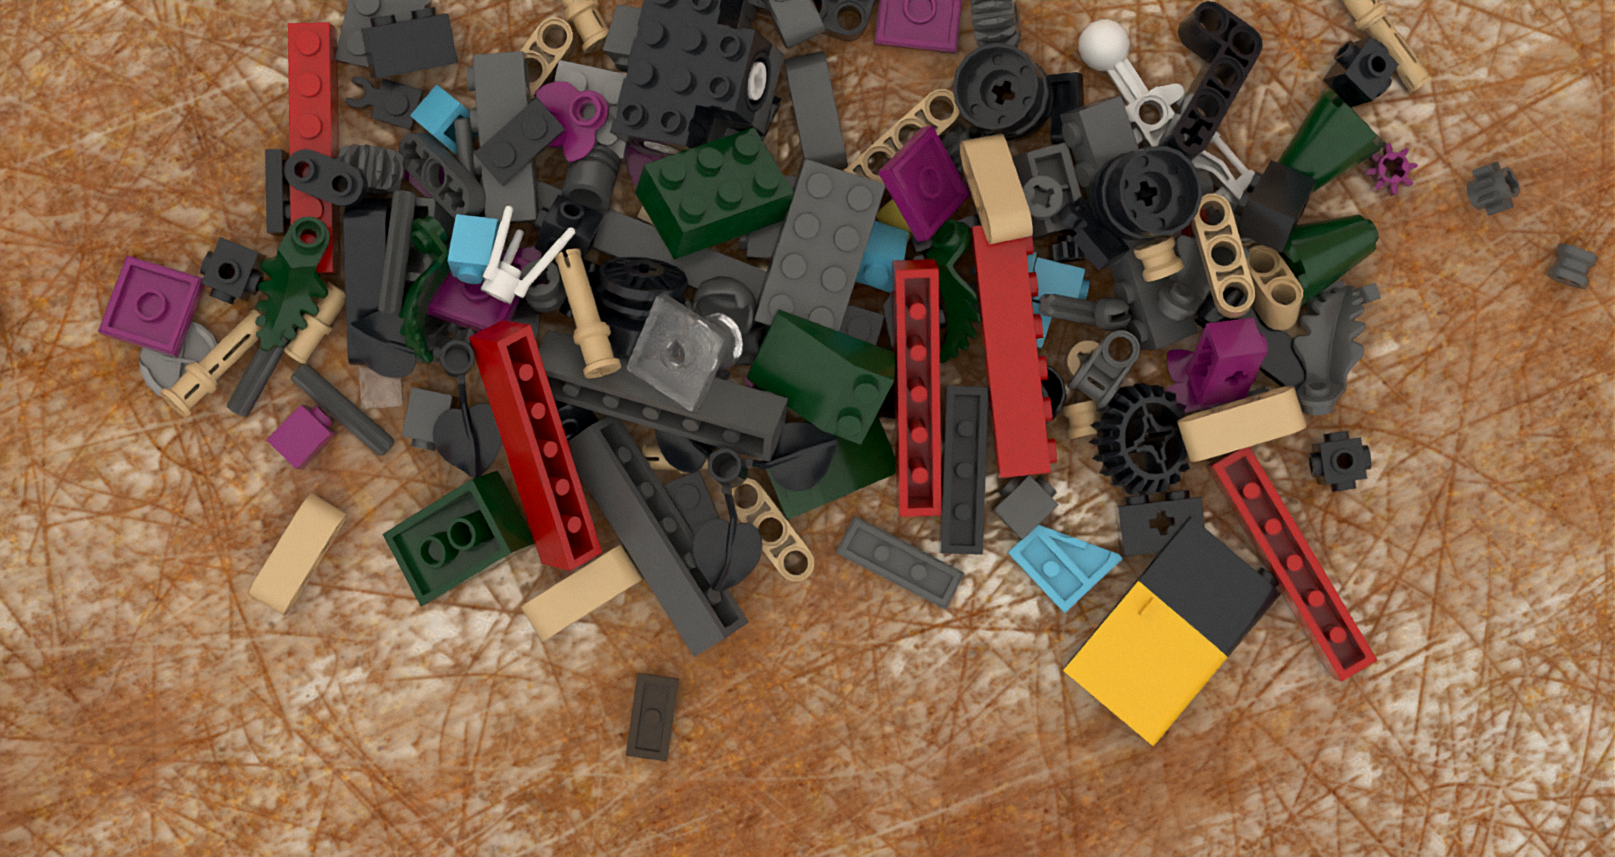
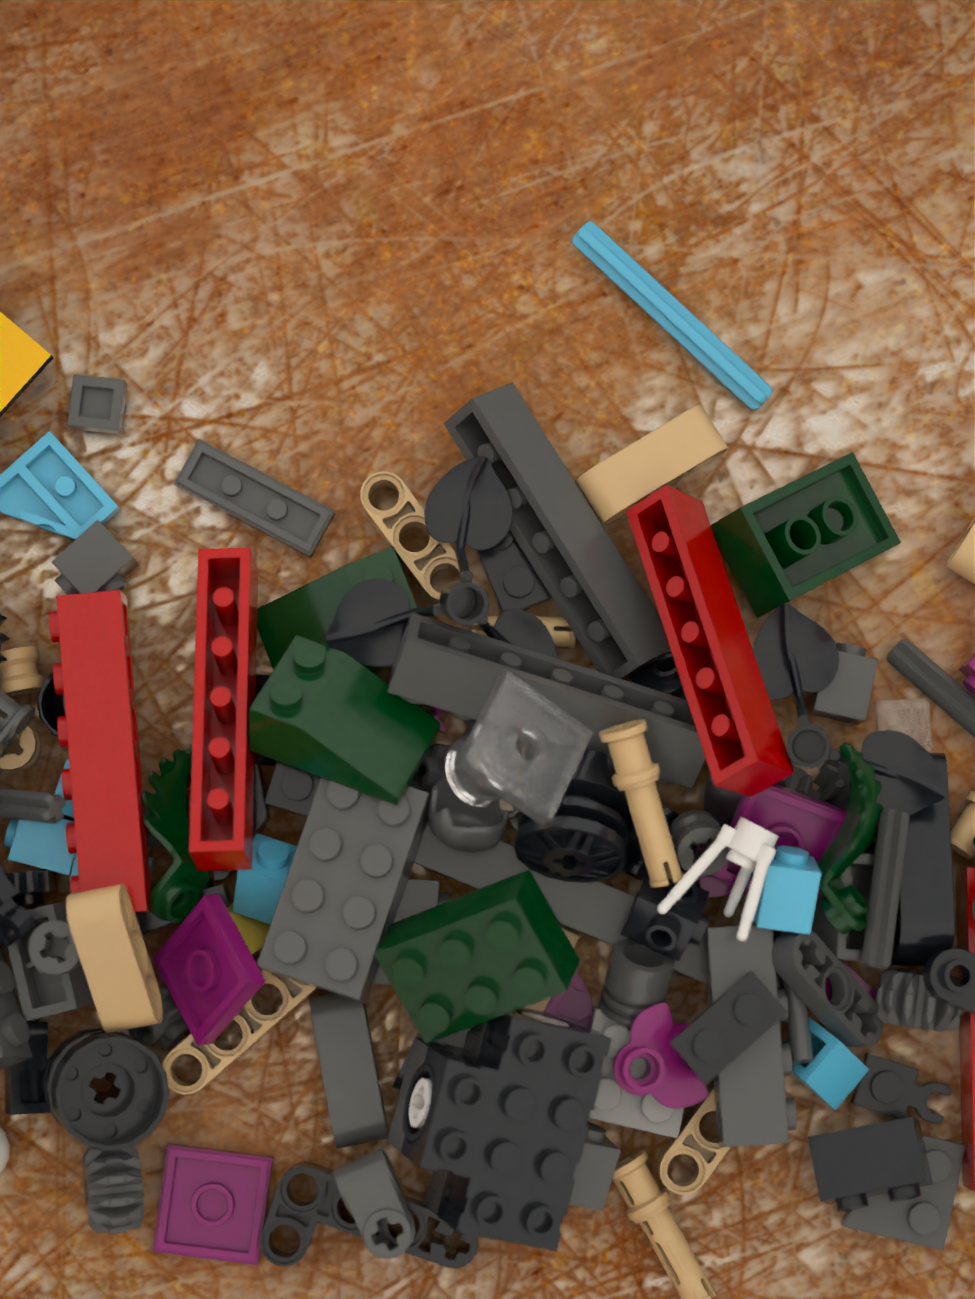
camera: 175 degrees right, 5 degrees down
(566, 716) = (672, 315): none -> medium azure axle
(652, 717) = (565, 312): dark brown plate -> none
(963, 470) = (169, 607): black brick -> none
(1027, 636) = (97, 404): none -> dark grey plate

